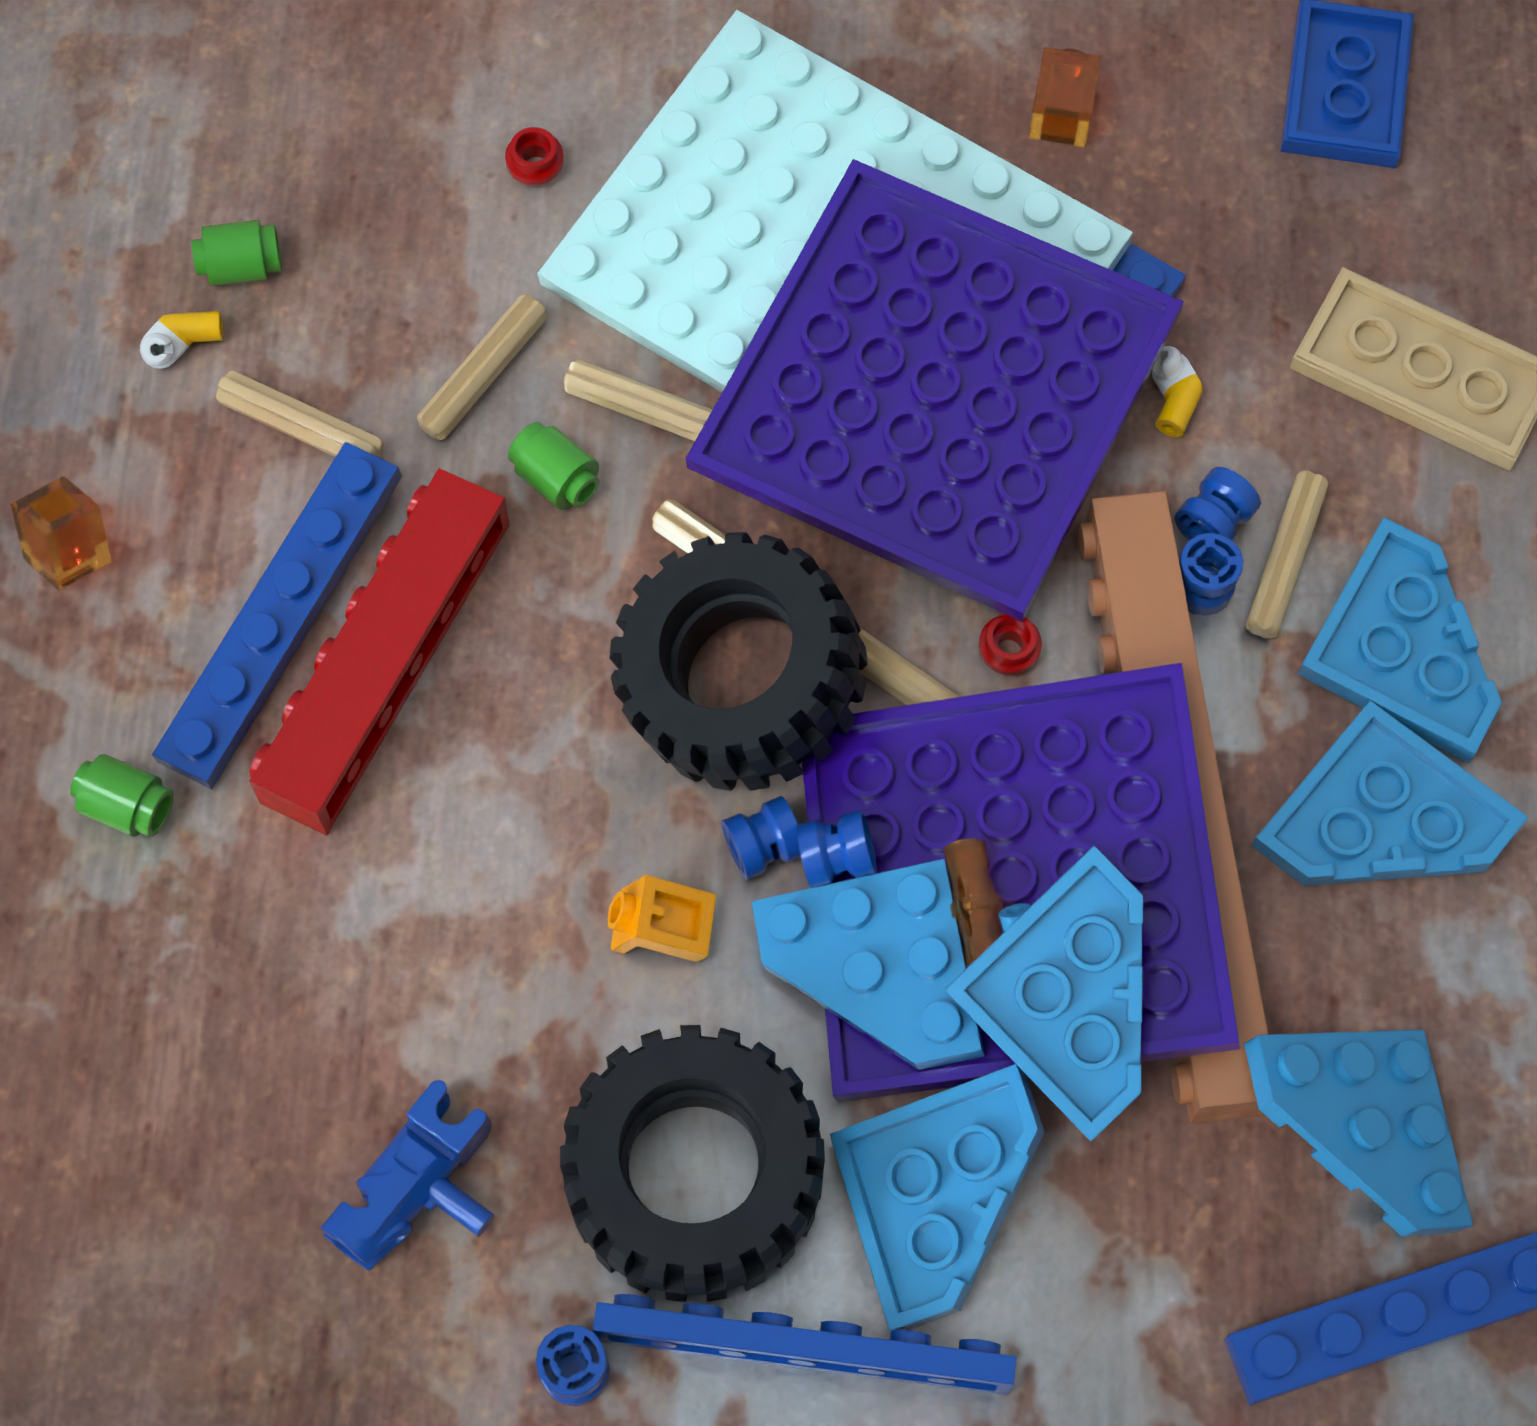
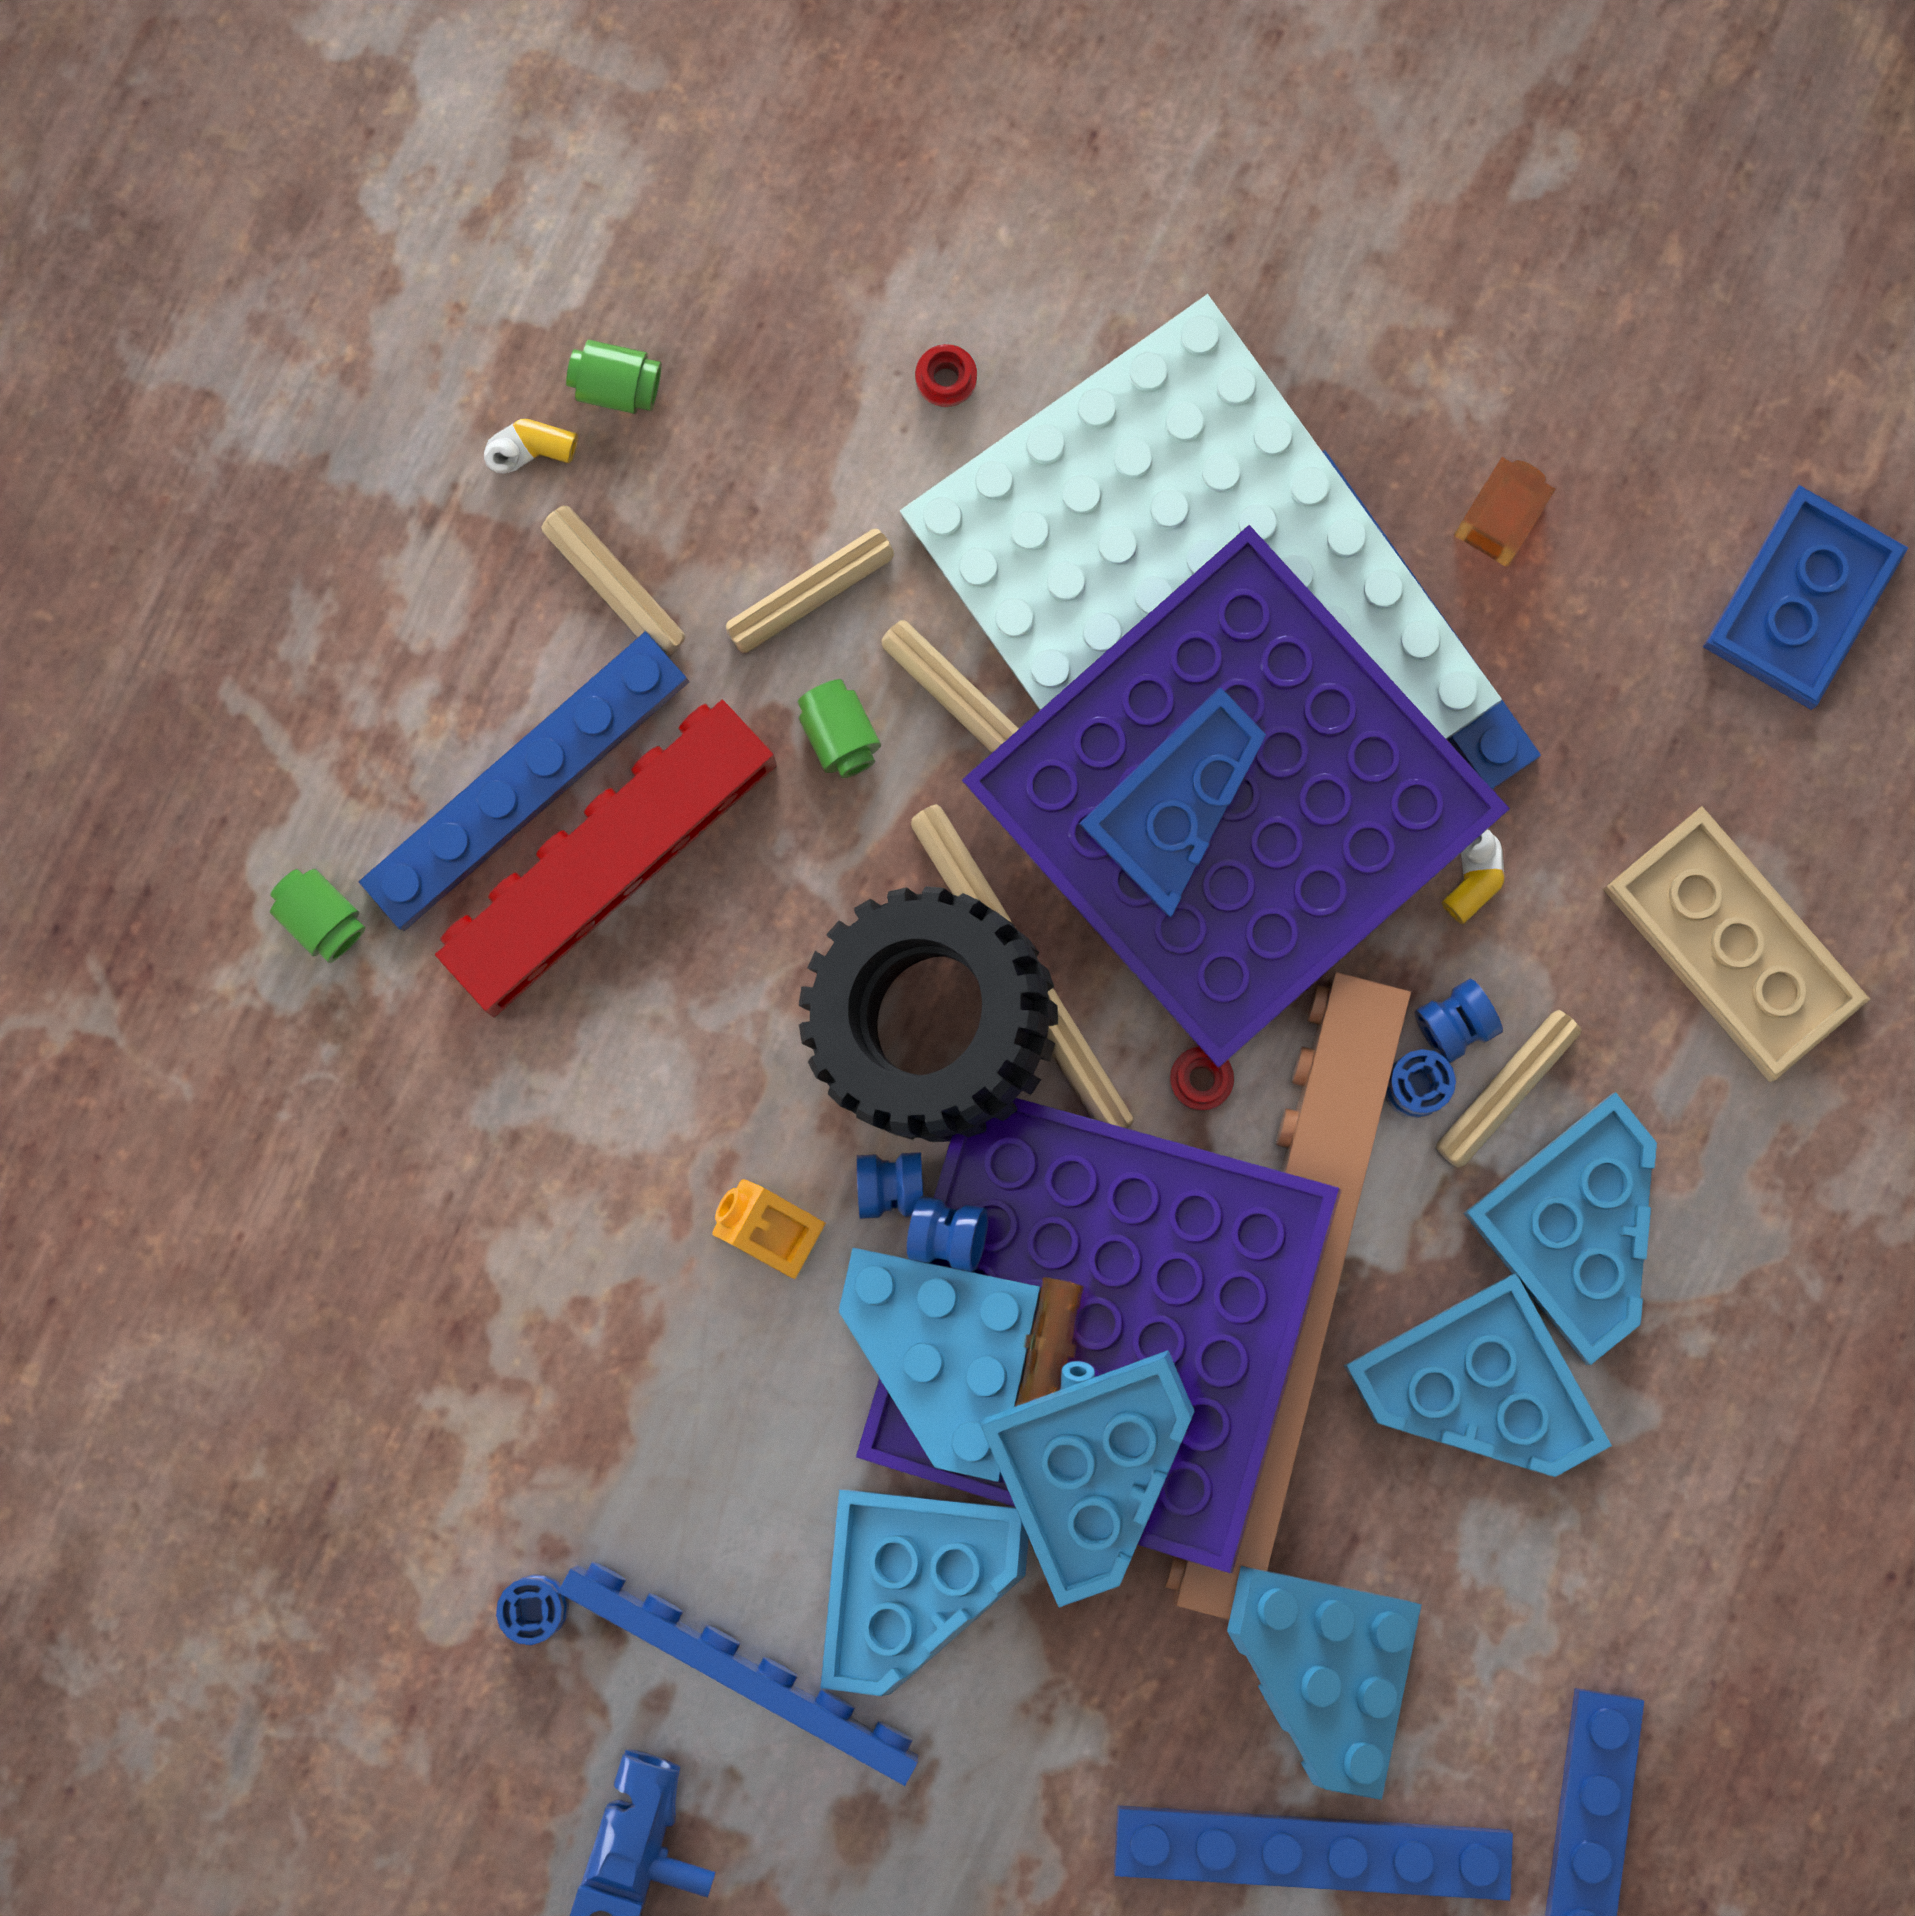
camera: 20 degrees right, 15 degrees up
(61, 532) = (344, 627): clear orange brick -> none
(412, 1177) = (451, 1384): blue piece -> none
(673, 1076) = (615, 1496): black tyre -> none
(885, 398) = (1173, 801): none -> blue wing

